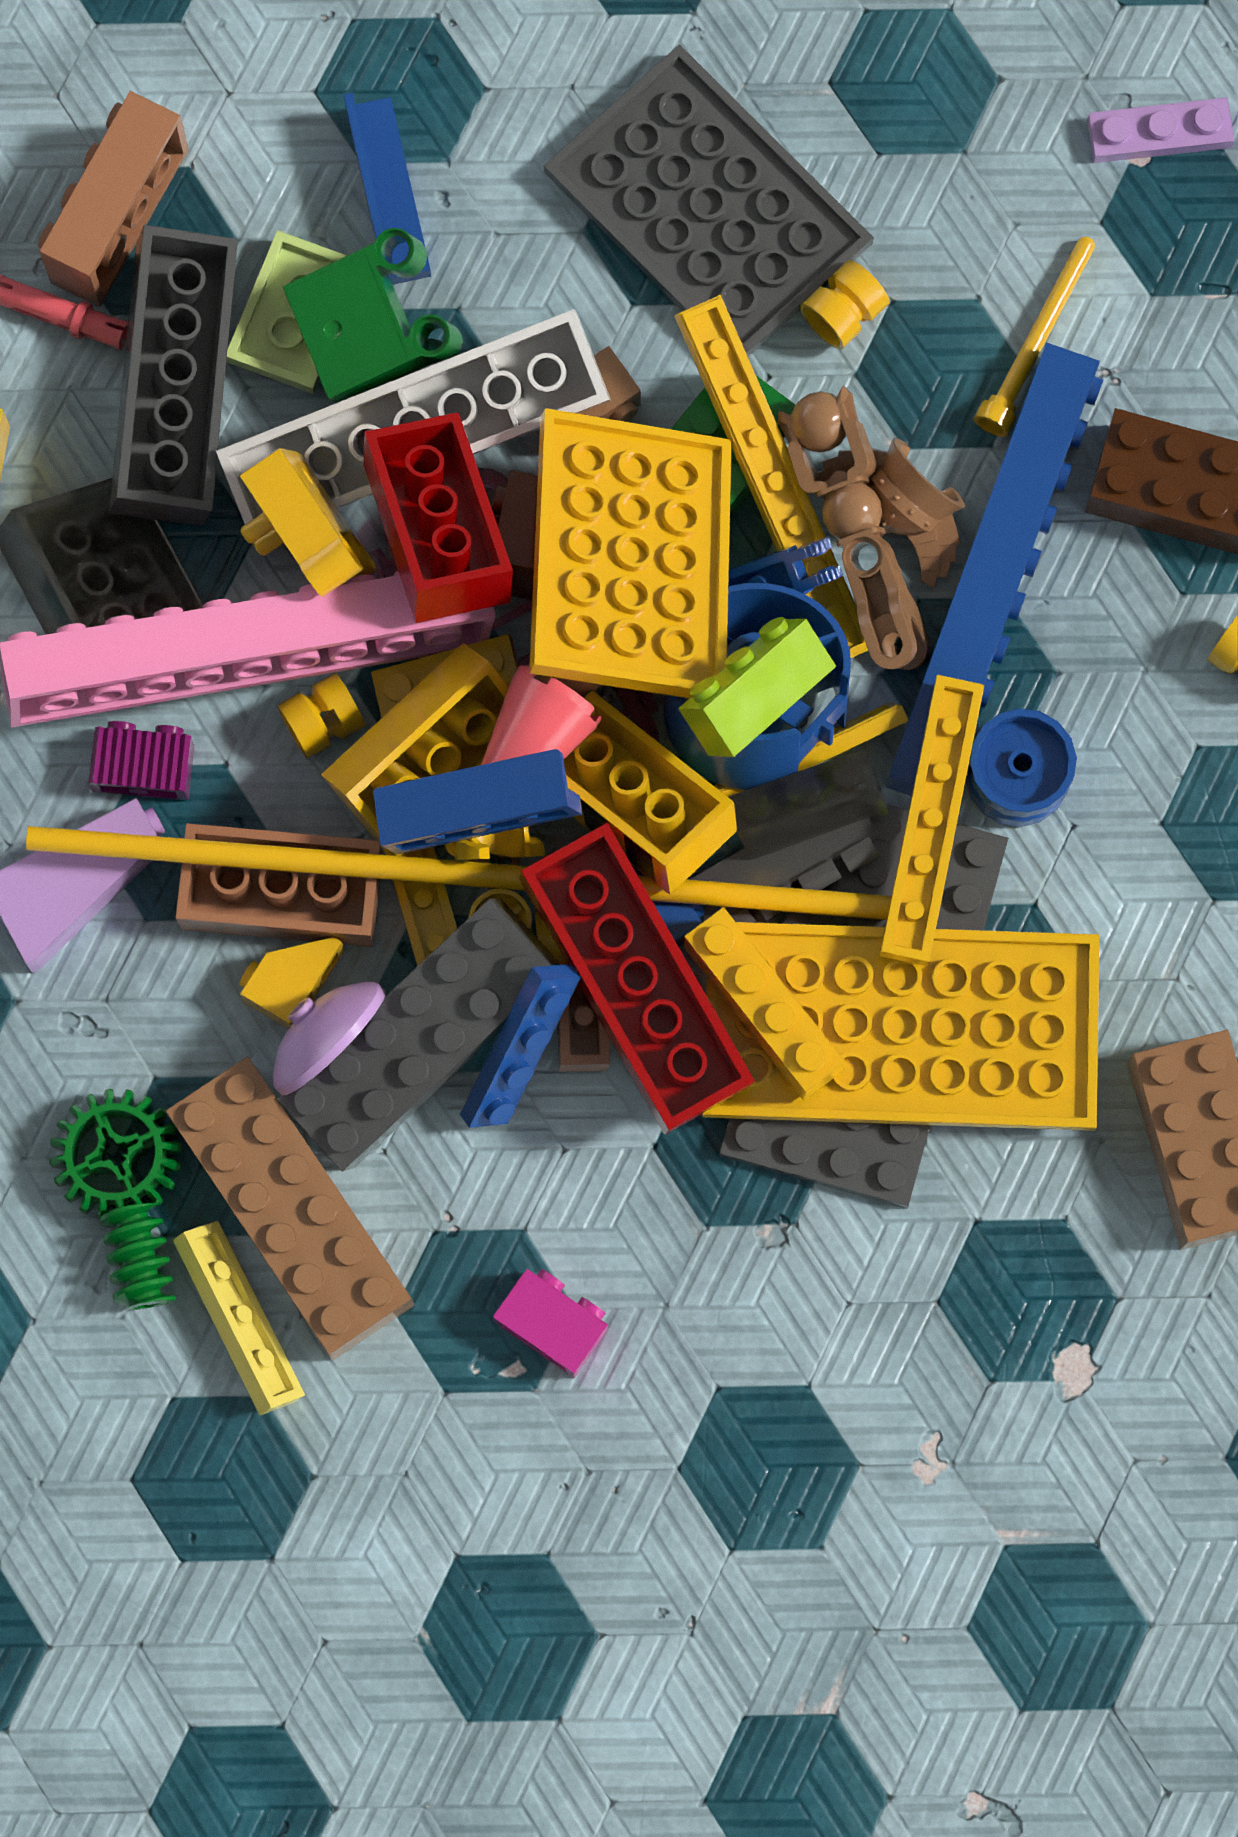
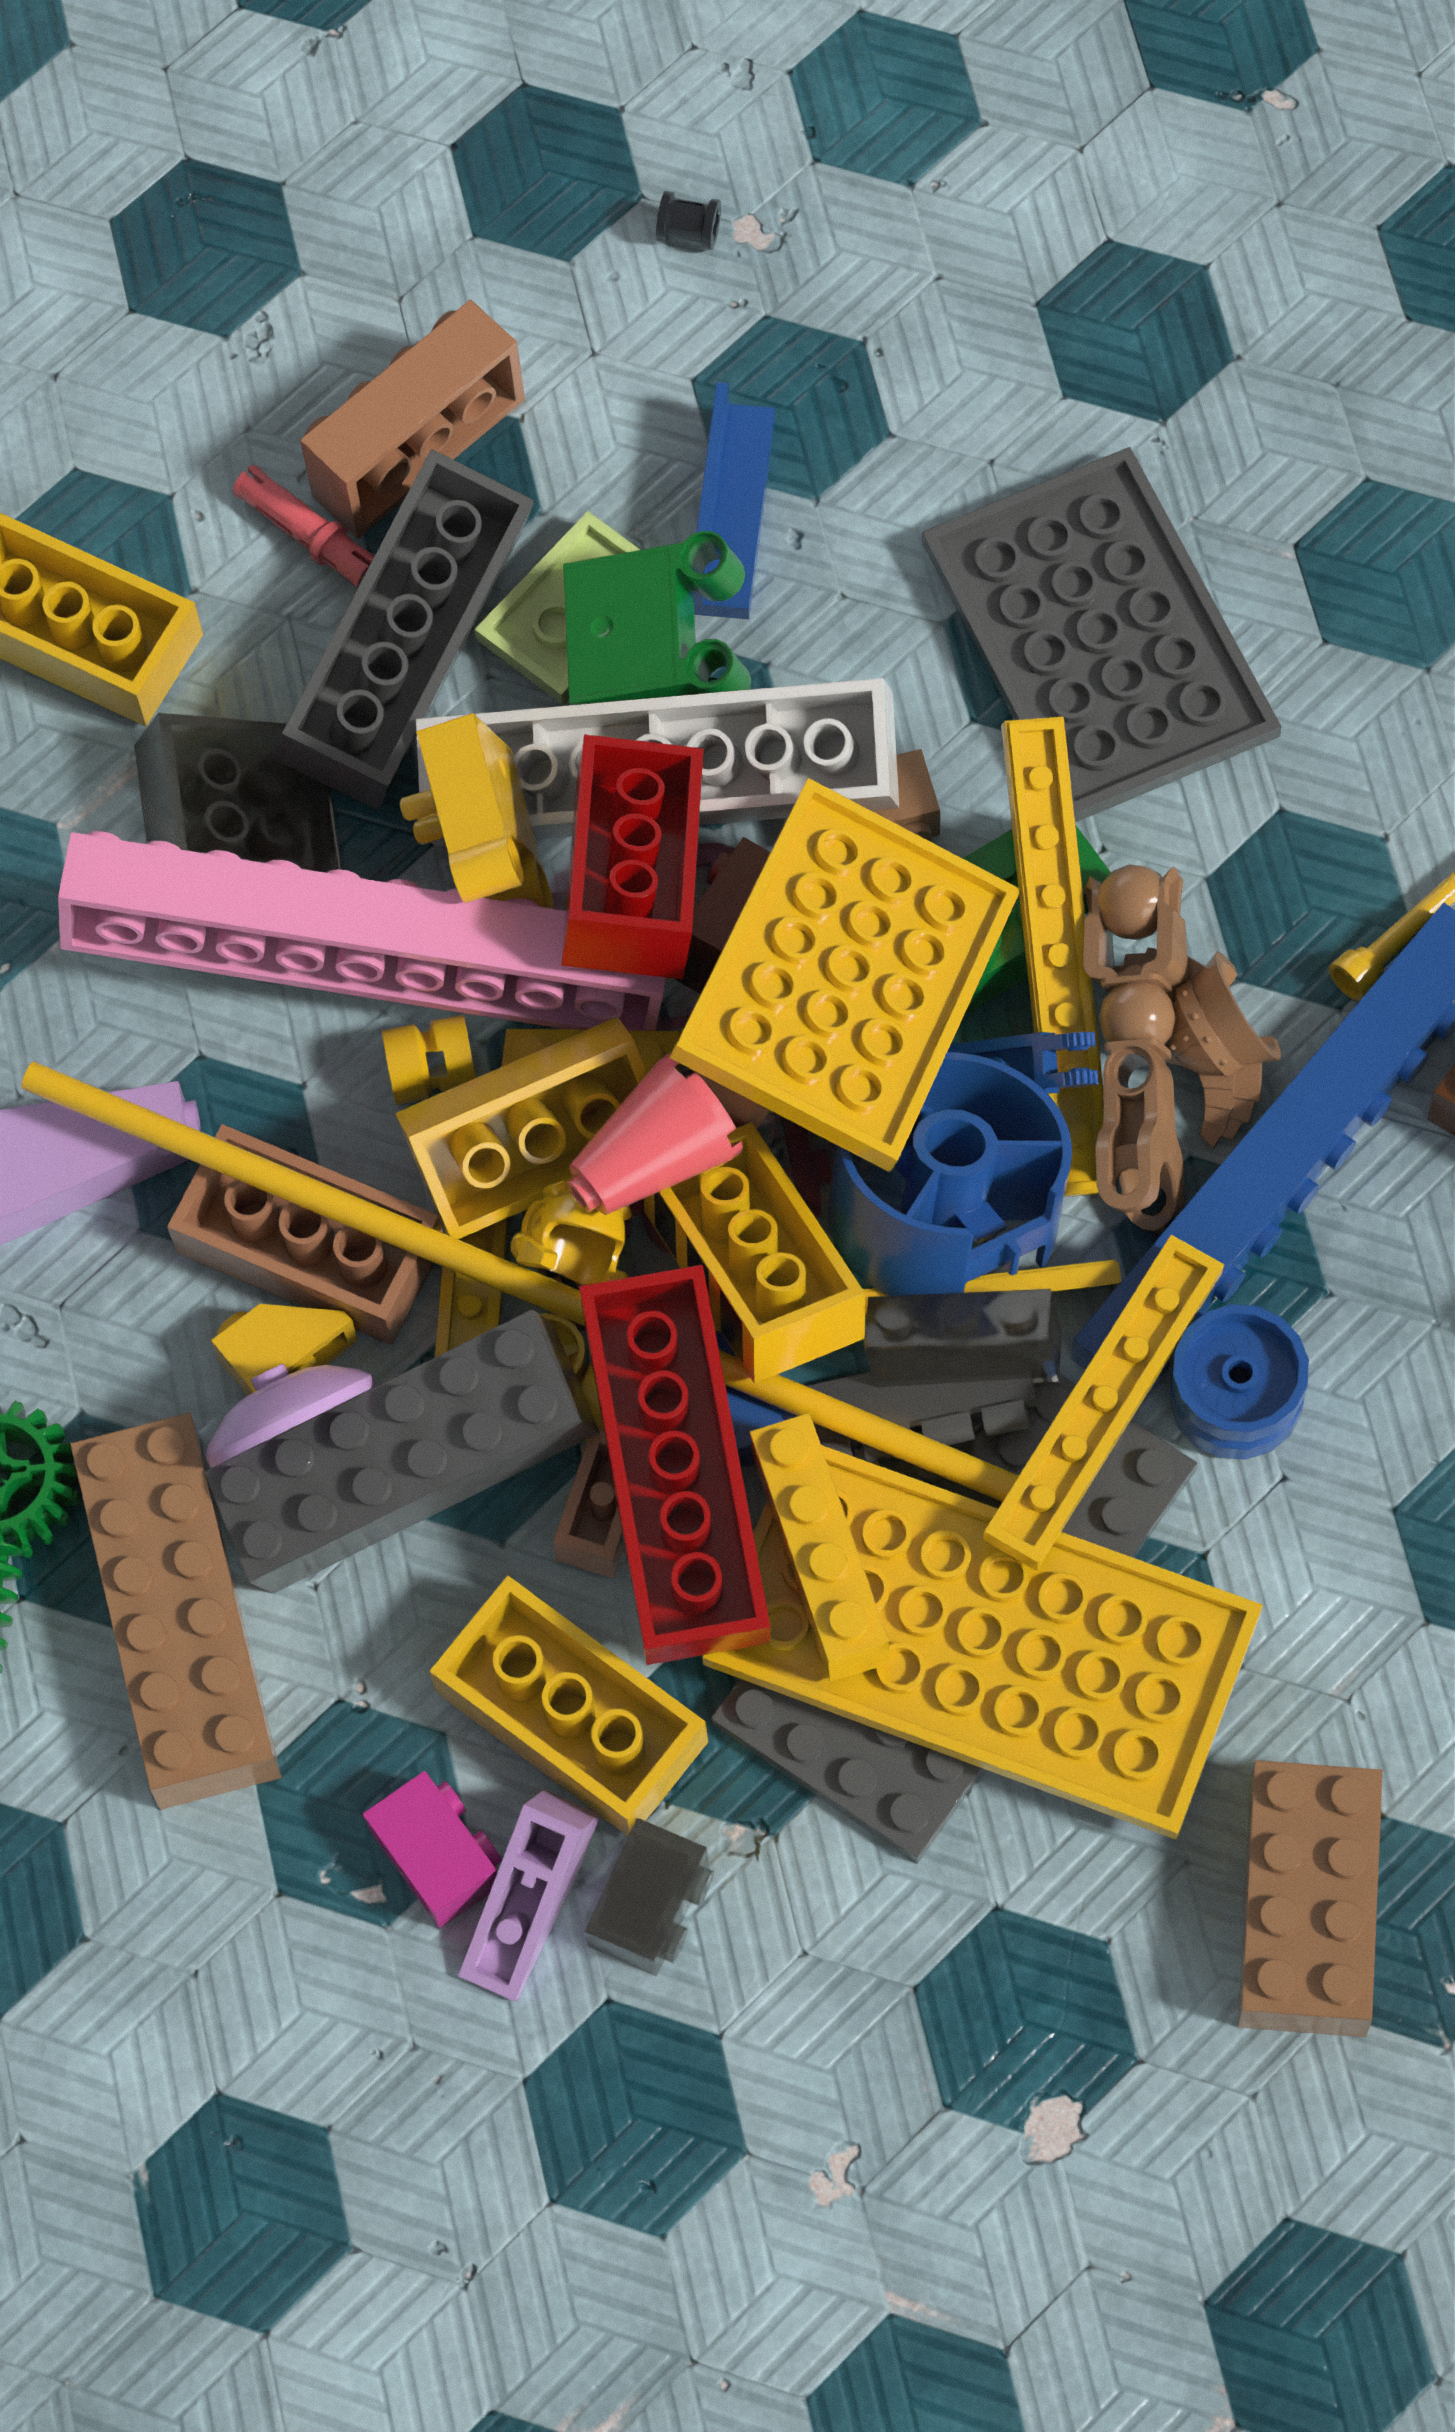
camera: 25 degrees right, 10 degrees down
(141, 761) = (204, 1047): magenta brick -> none
(238, 1317) = (66, 1718): light yellow plate -> none
(474, 802) = (555, 1194): blue panel -> none
(520, 1045) = (510, 1500): blue plate -> none
(614, 1182) = (569, 1706): none -> yellow brick
(634, 1331) = (528, 1892): none -> lavender slope
(723, 1304) = (649, 1897): none -> clear smoke brick
(756, 686) = (935, 1159): lime brick -> none
(850, 299) = (1227, 787): yellow wheel -> none

